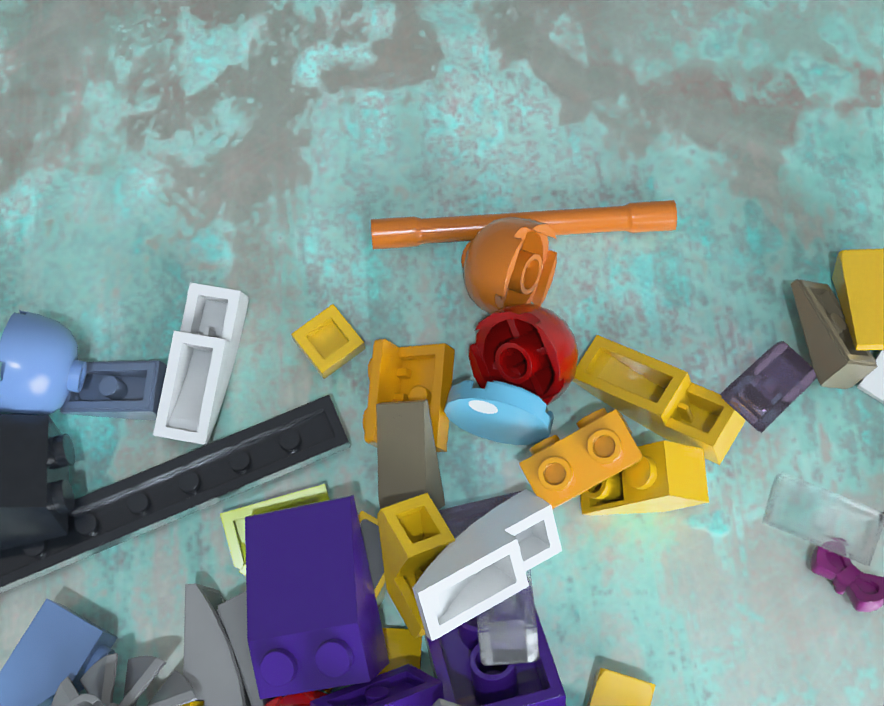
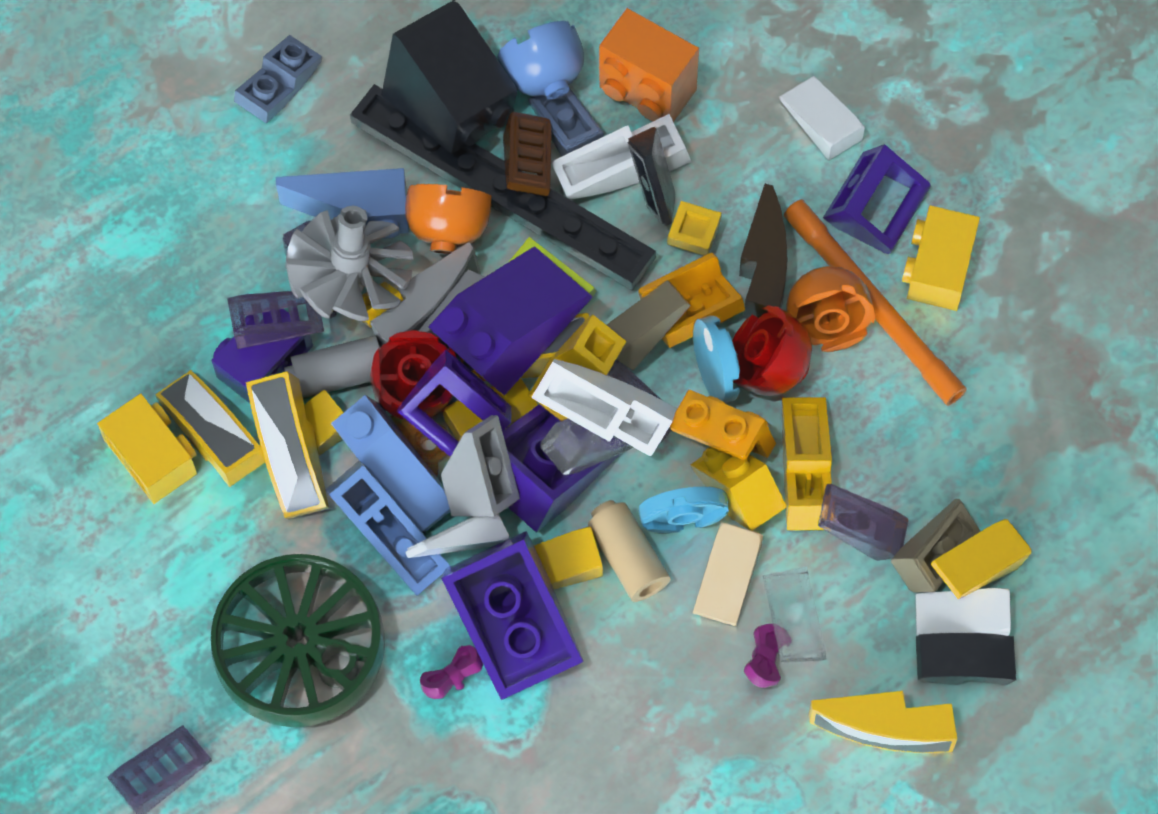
camera: 55 degrees right, 5 degrees down
(112, 441) = (528, 150): none -> reddish brown slope
(122, 268) = (647, 67): none -> orange brick
(138, 589) = (446, 216): none -> orange cylinder
(246, 342) = (653, 174): none -> black slope
(294, 145) = (823, 117): none -> white slope
(400, 161) = (858, 189): none -> dark purple tile
(411, 292) = (765, 256): none -> dark brown slope
(523, 133) = (942, 257): none -> yellow brick
(648, 557) = (682, 506): none -> medium azure tile
(648, 644) = (628, 550): none -> tan brick
(733, 556) = (728, 573): none -> tan slope

